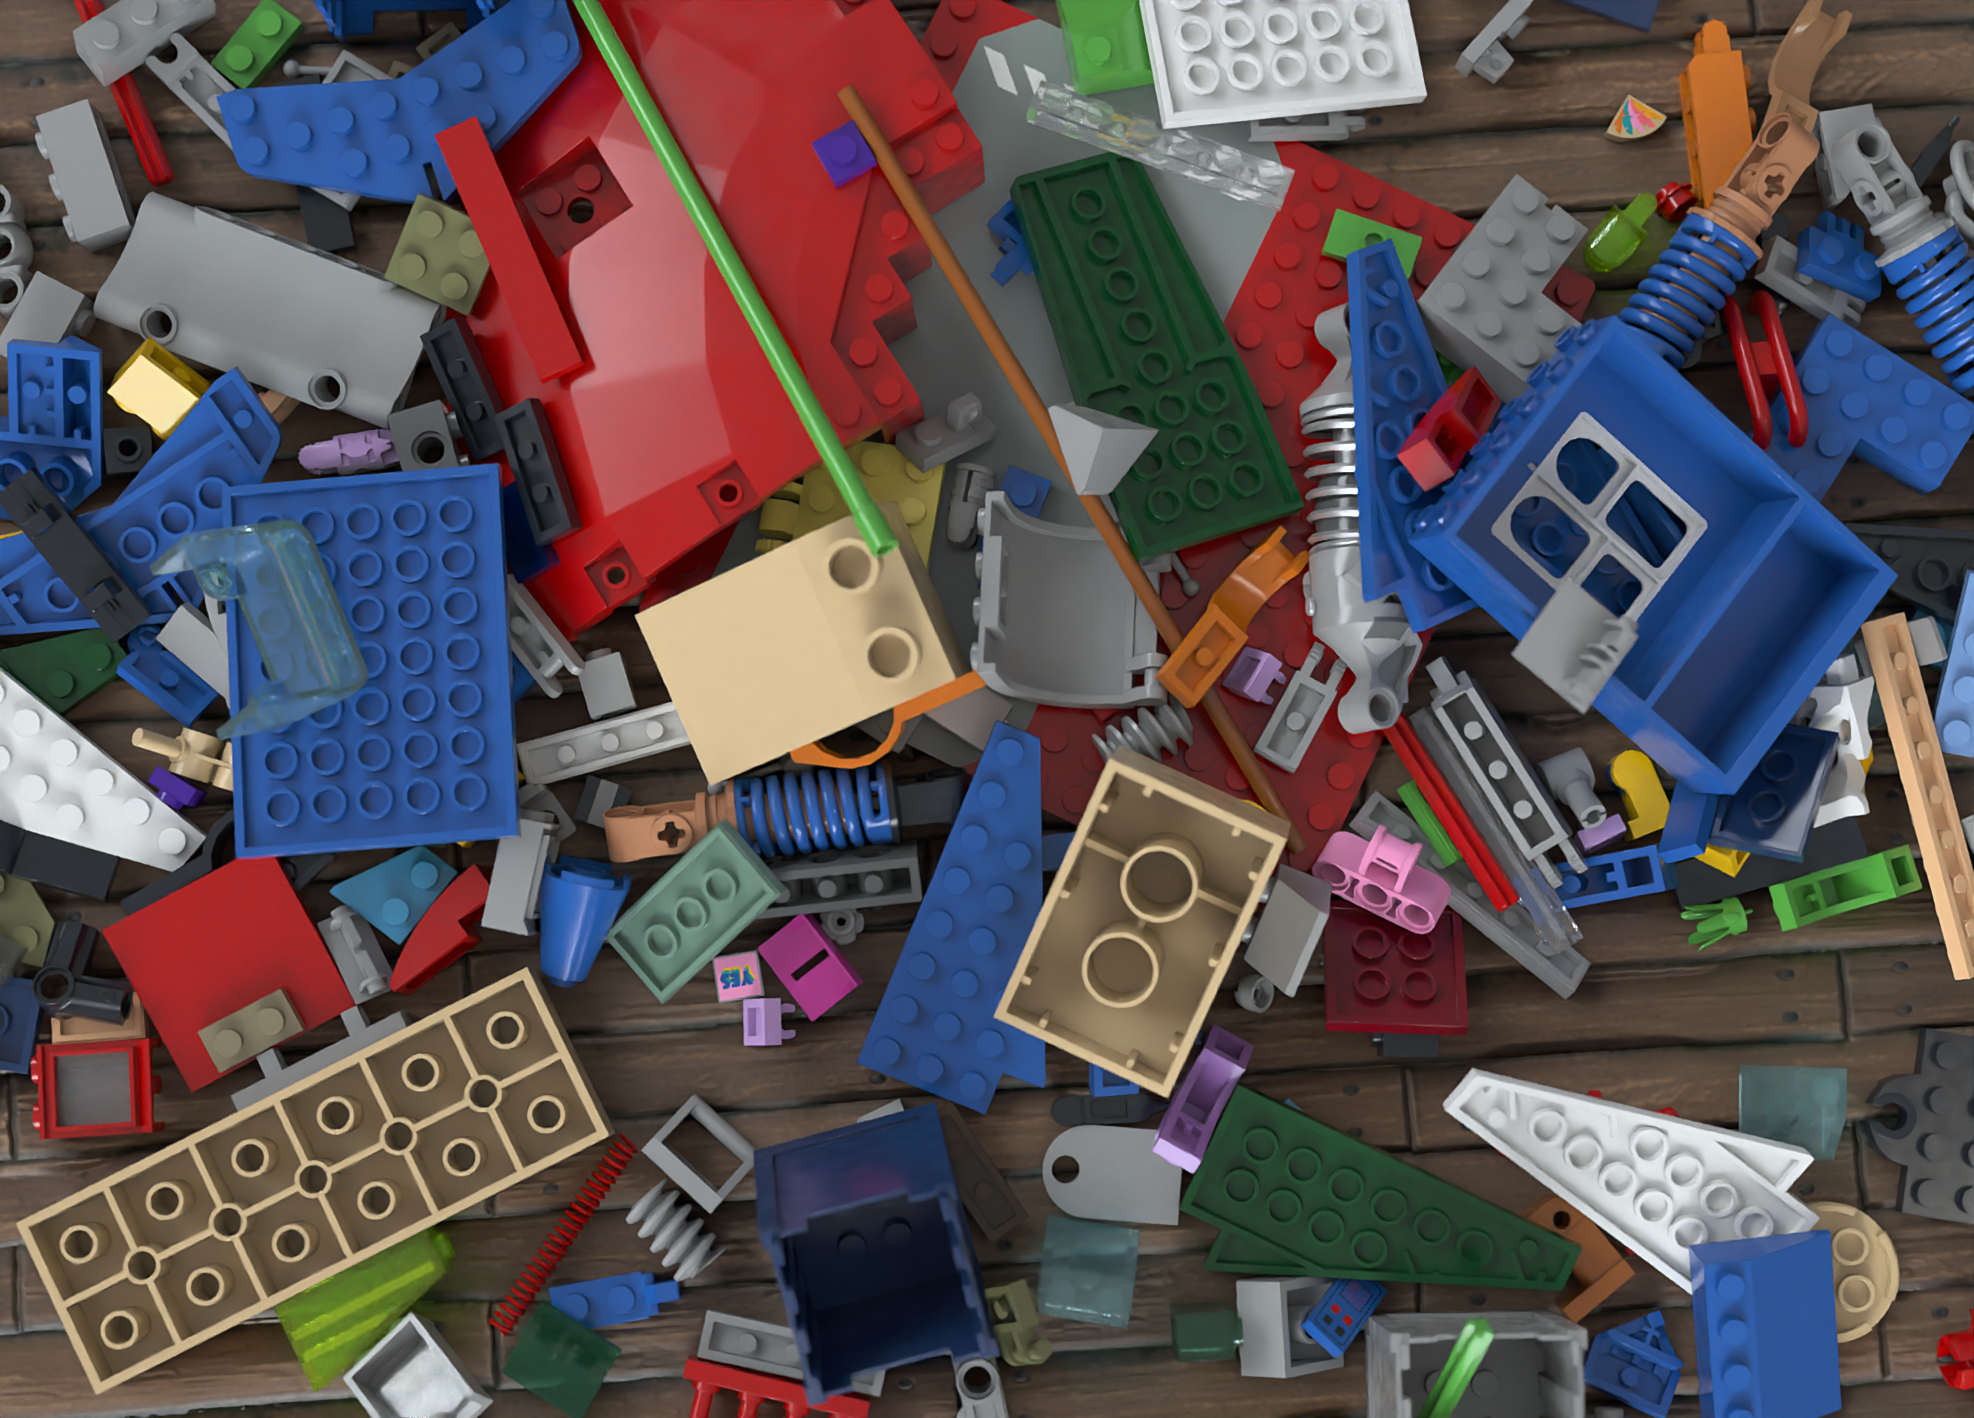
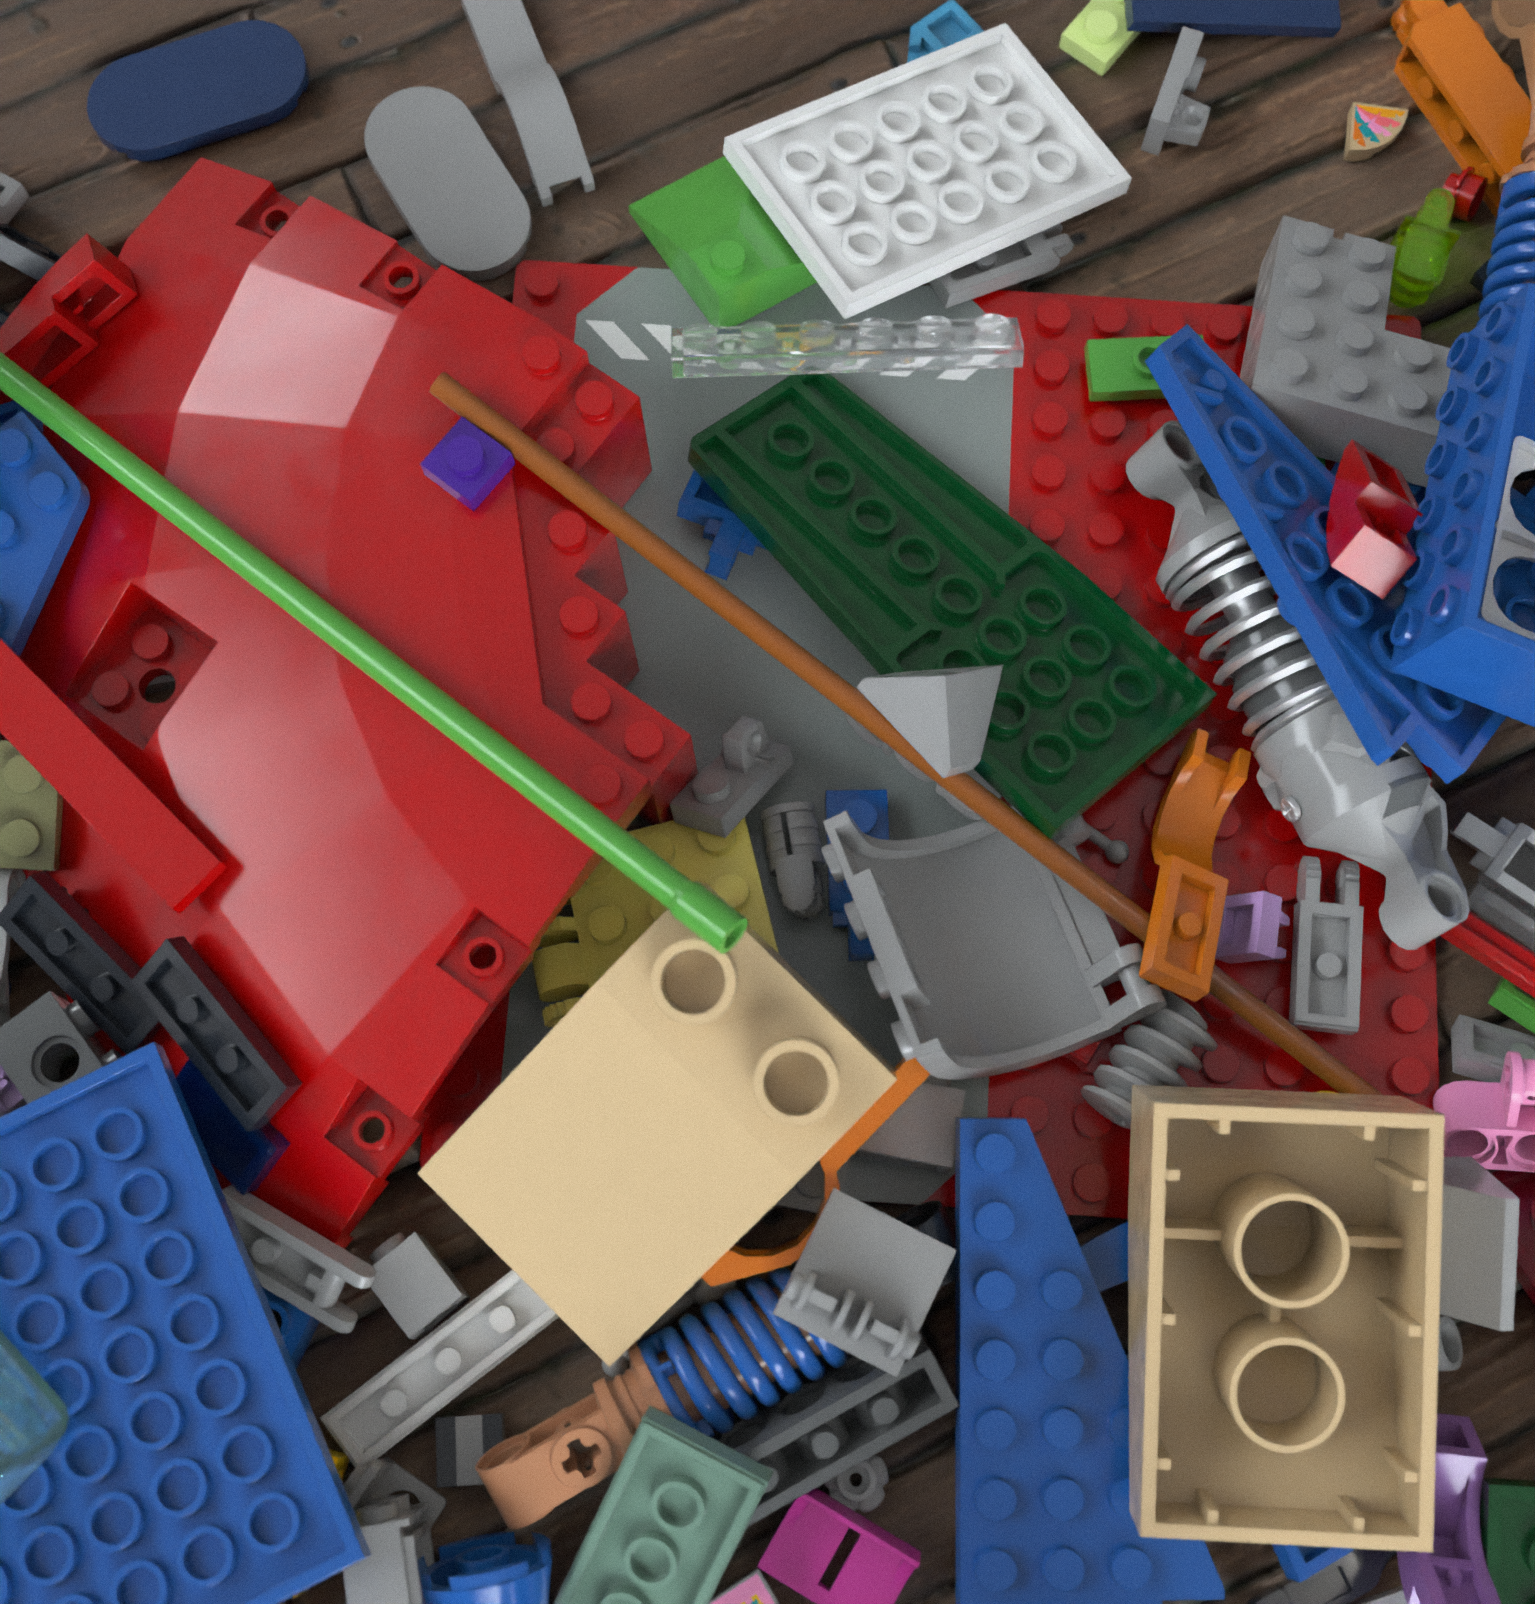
camera: 20 degrees left, 10 degrees down
(891, 798) = (865, 1282): none -> light grey hinge

